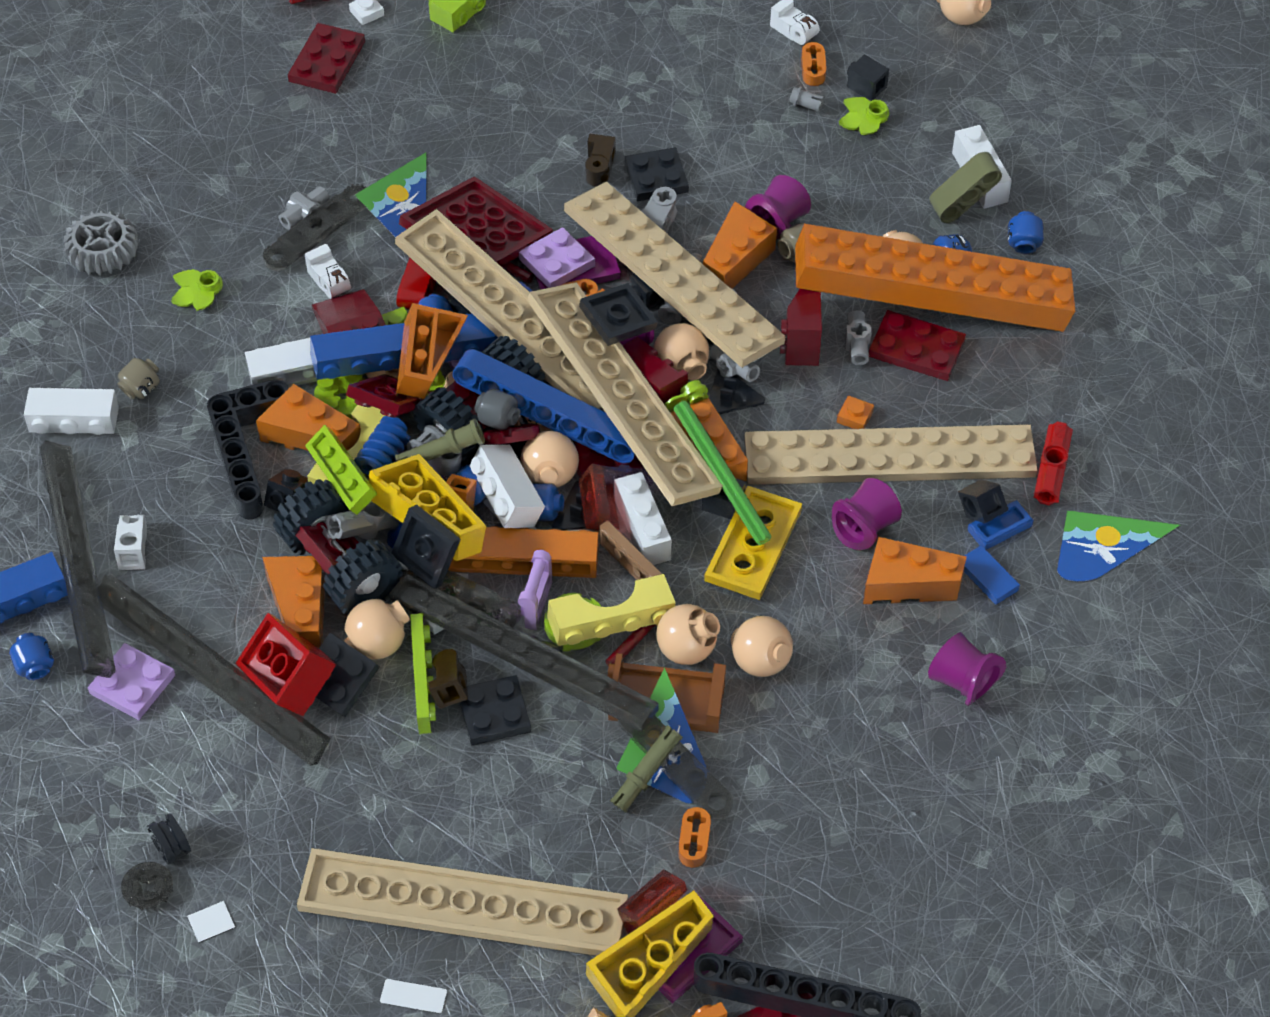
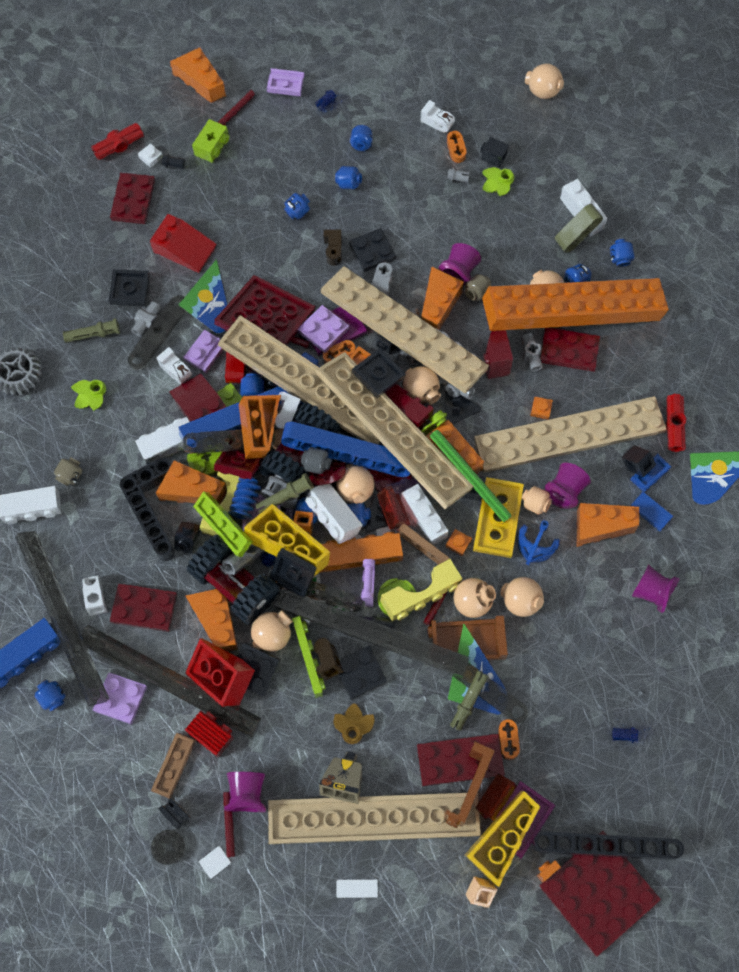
camera: 10 degrees left, 15 degrees up
(185, 781) = (173, 765): none -> medium nougat tile
(198, 571) = (143, 607): none -> dark red plate
(235, 210) = (100, 329): none -> olive pin
(245, 874) = (229, 832): none -> dark red bar
(249, 747) = (209, 733): none -> red brick
(280, 827) = (245, 791): none -> magenta hat
(290, 165) = (129, 287): none -> black plate
(360, 363) = (215, 441): none -> clear smoke piece
(377, 263) = (204, 351): none -> lavender plate
(380, 122) = (182, 243): none -> red slope
(396, 21) = (175, 162): none -> black pin
(428, 839) = (343, 779): none -> dark tan torso
(466, 772) = (353, 721): none -> pearl gold plate
(475, 339) = (286, 410): none -> white leg
(559, 101) = (297, 206): none -> blue head
(591, 909) = (484, 755): none -> dark orange panel
(611, 850) = (450, 760): none -> dark red plate
(644, 77) = (348, 177): none -> blue head
(676, 30) = (361, 137): none -> blue head
(685, 566) = (458, 542): none -> orange plate
(816, 528) = (536, 500): none -> light nougat head
(816, 598) = (534, 549): none -> blue helmet
(874, 861) = (622, 734): none -> clear blue pin

